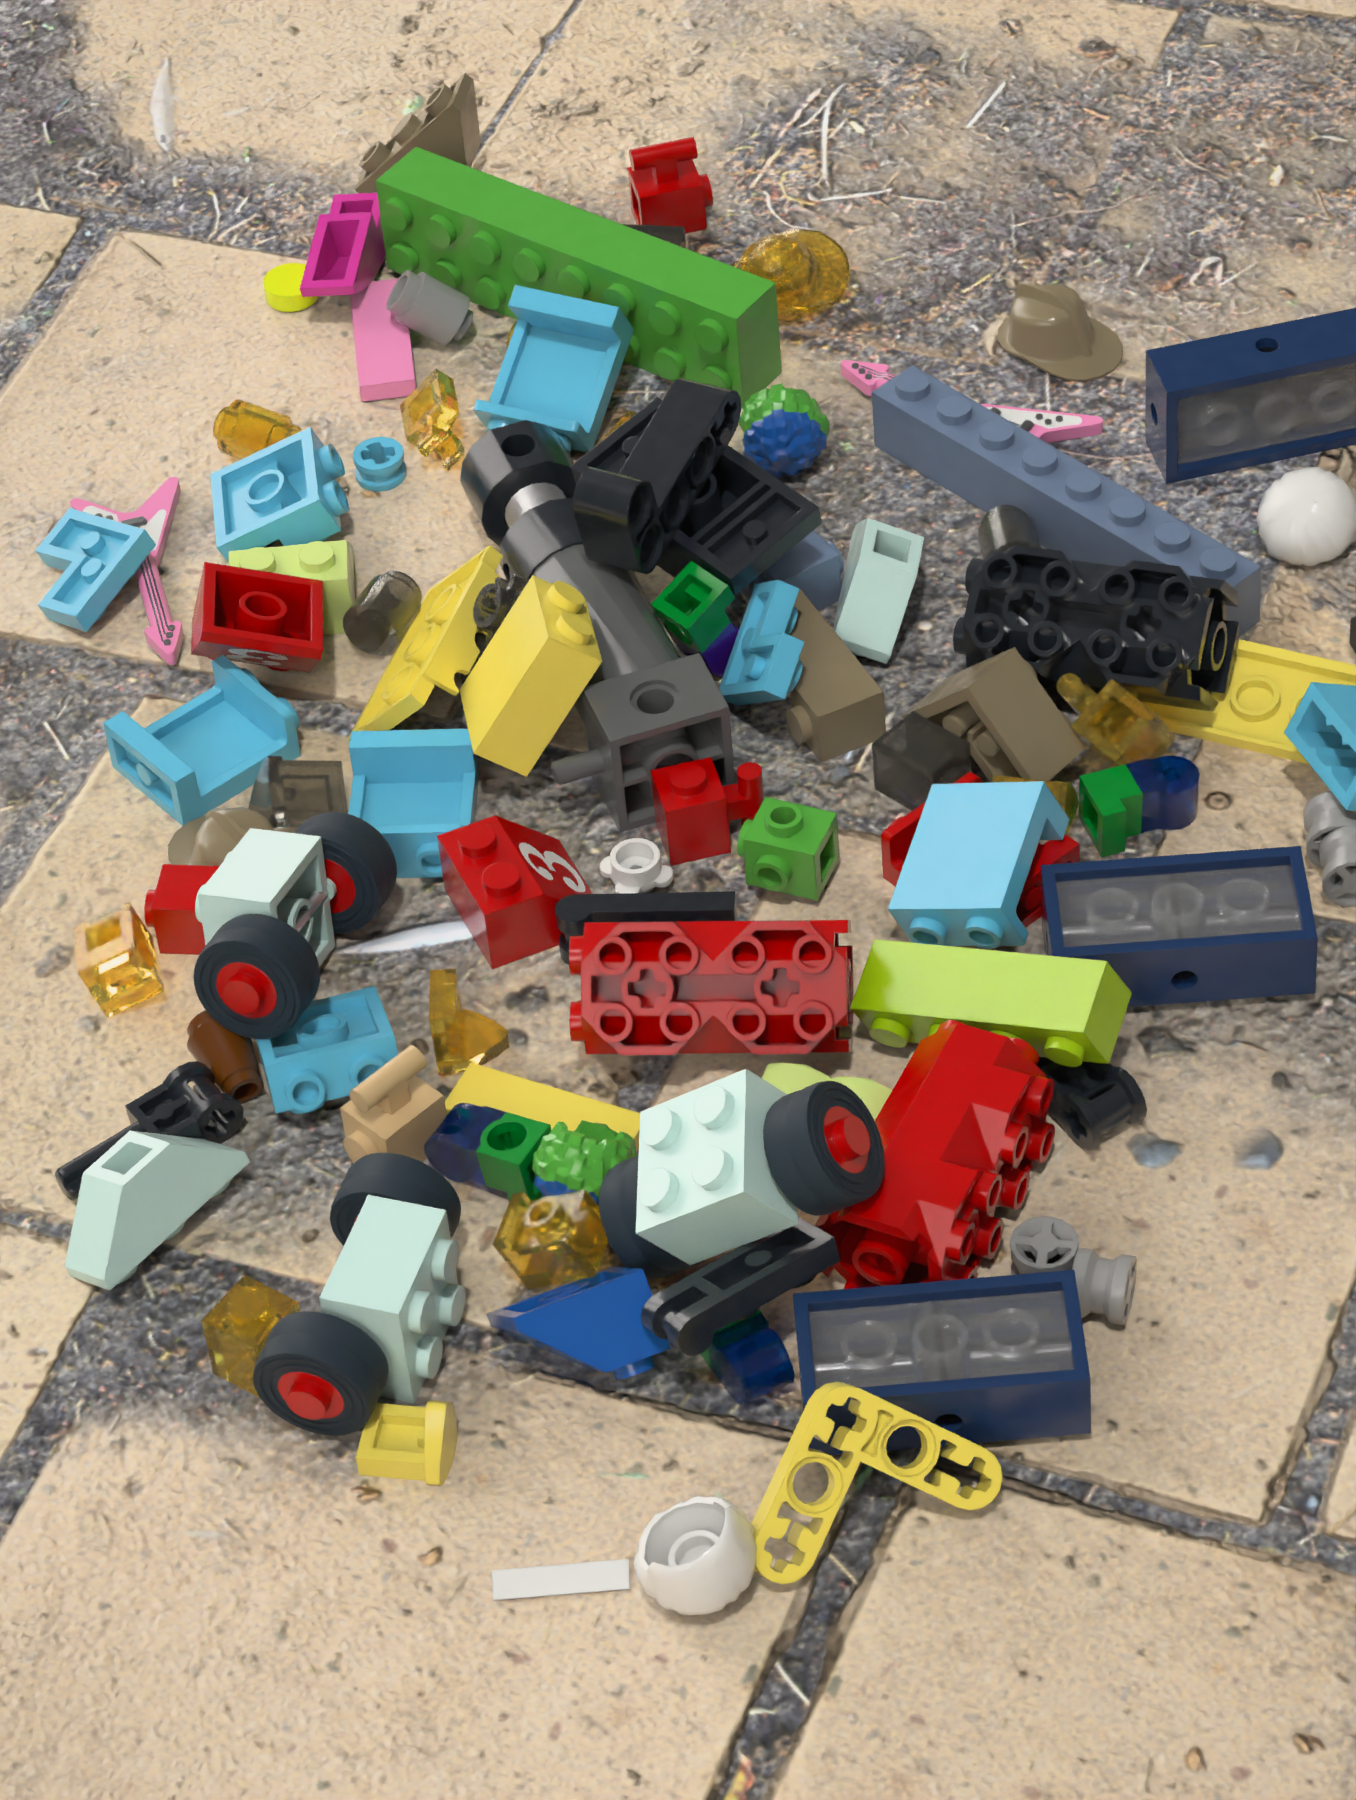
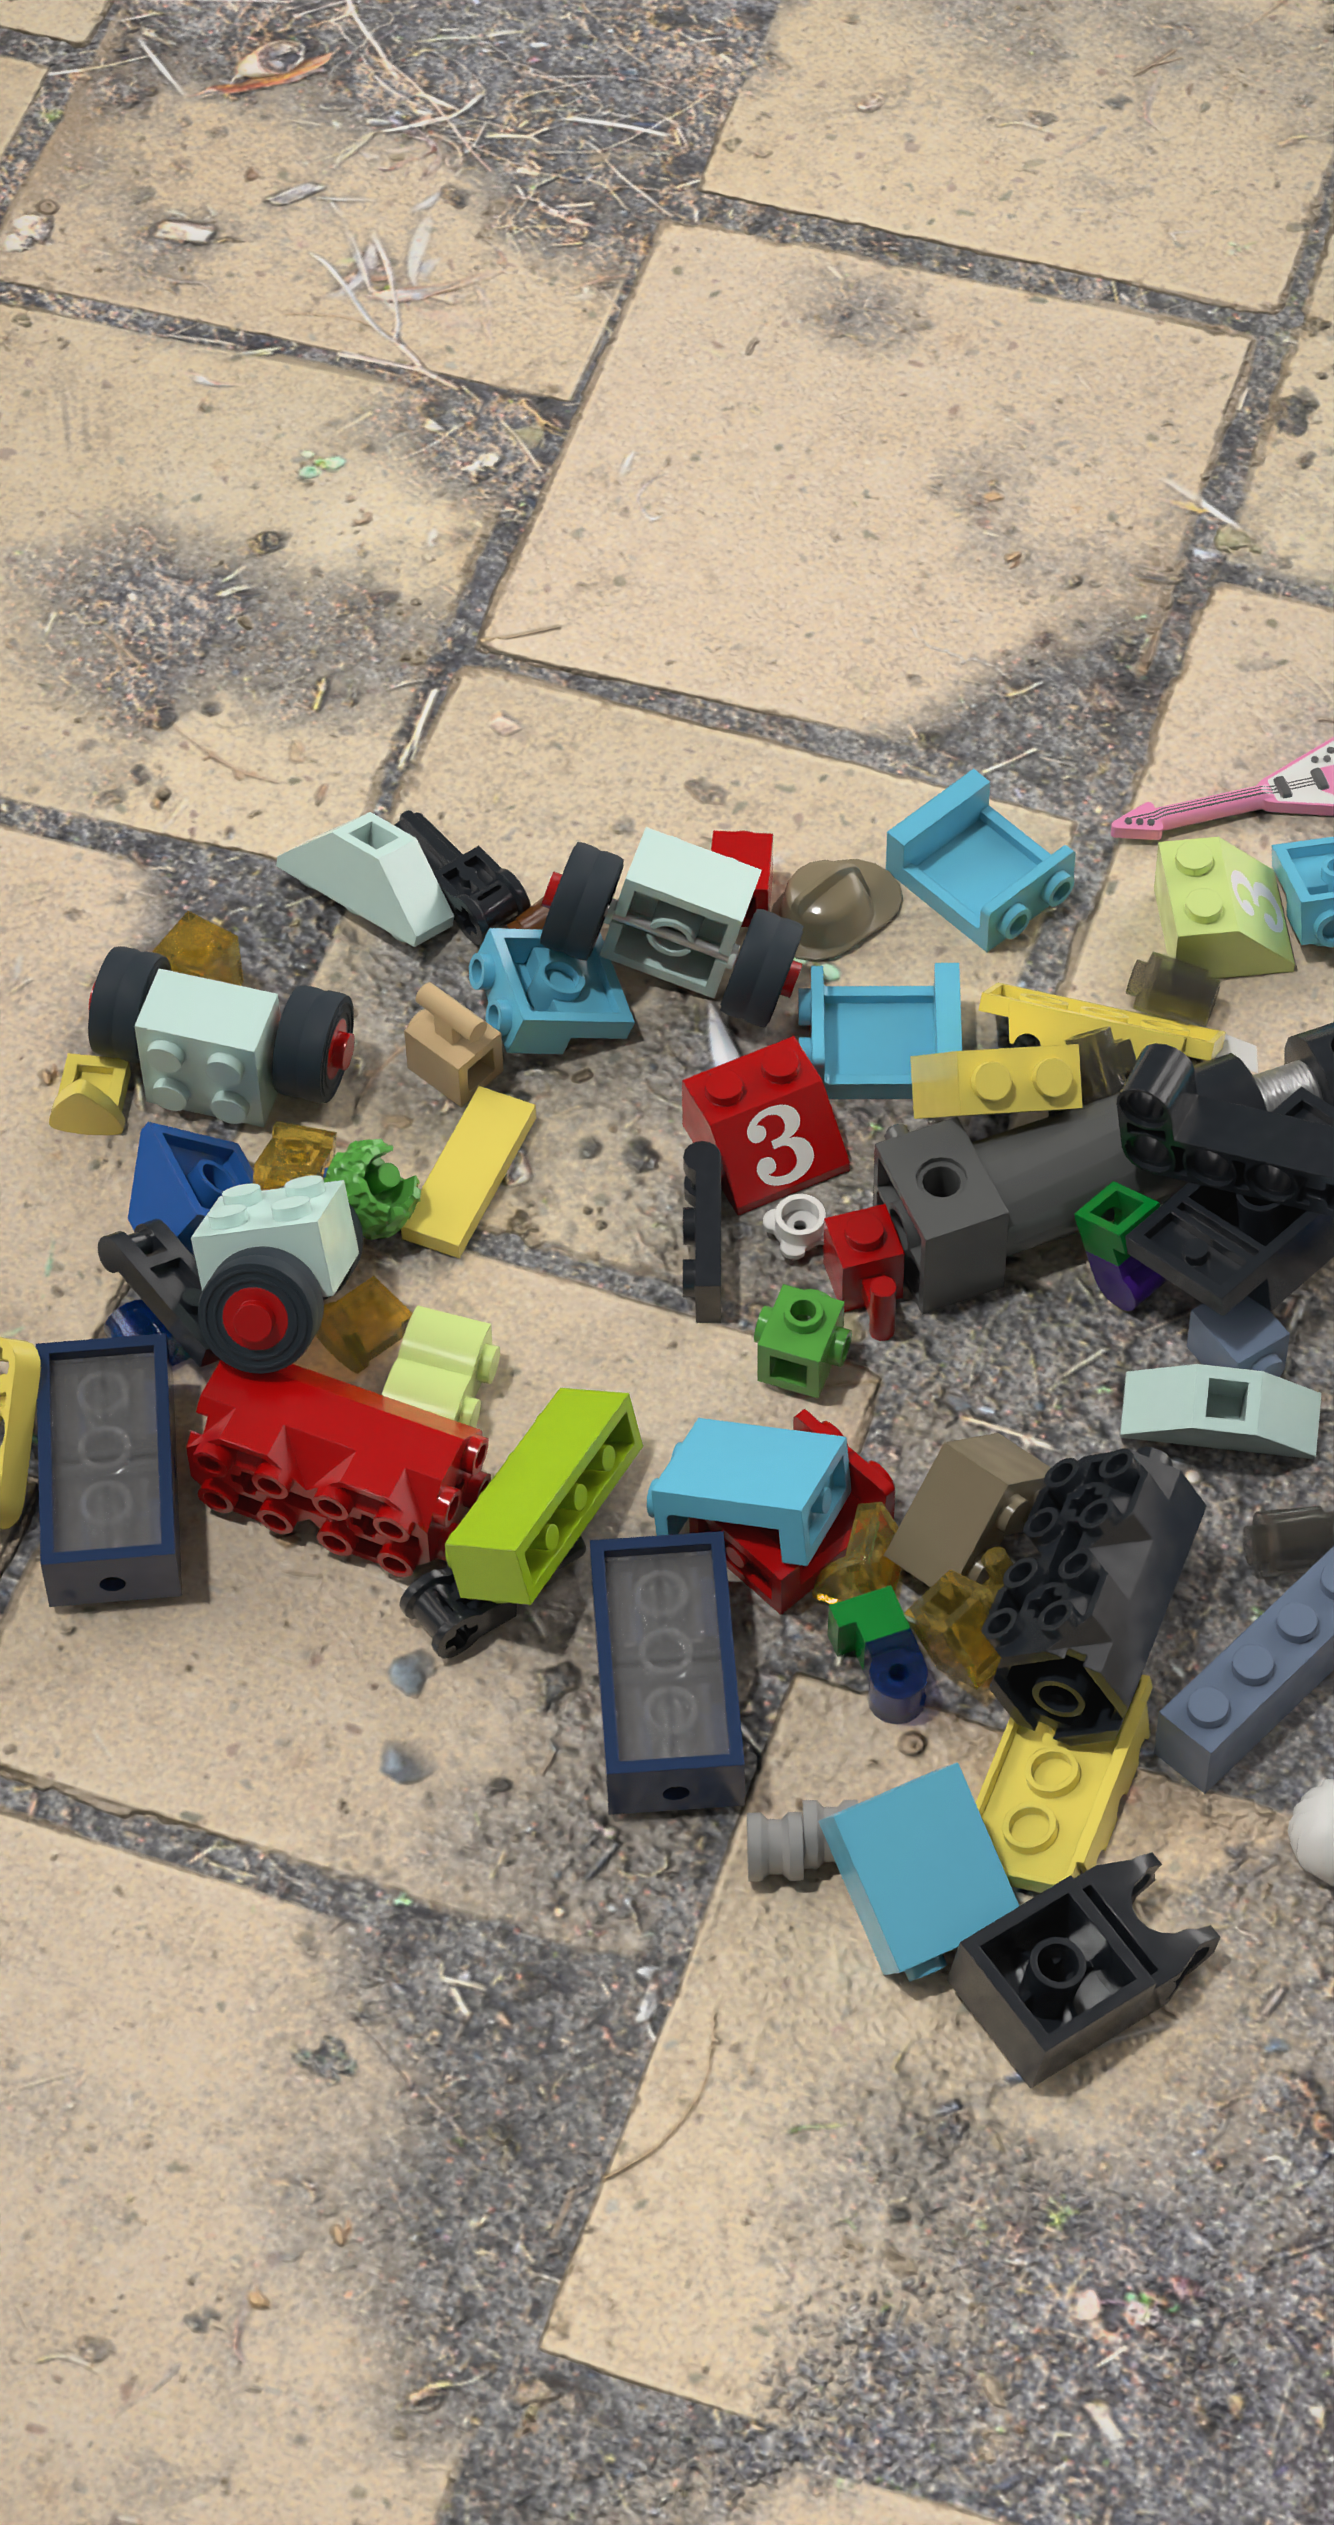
camera: 85 degrees right, 10 degrees up
(96, 564) = (1238, 754): medium azure plate -> none
(117, 959) = (677, 811): clear yellow brick -> none
(258, 618) = (1107, 871): red slope -> none
(297, 790) = (892, 941): clear smoke tile -> none
(458, 1033) = (576, 1087): clear yellow tile -> none
(487, 1148) = (417, 1121): leg -> none
(712, 987) = (586, 1283): red brick -> none
(764, 655) = (1072, 1301): medium azure plate -> none
(835, 699) = (1067, 1367): dark tan slope -> none
(915, 757) = (917, 1446): clear smoke brick -> none
(1043, 1242) = (238, 1554): light grey wheel -> none
(1105, 1284) = (209, 1608): light grey wheel -> none

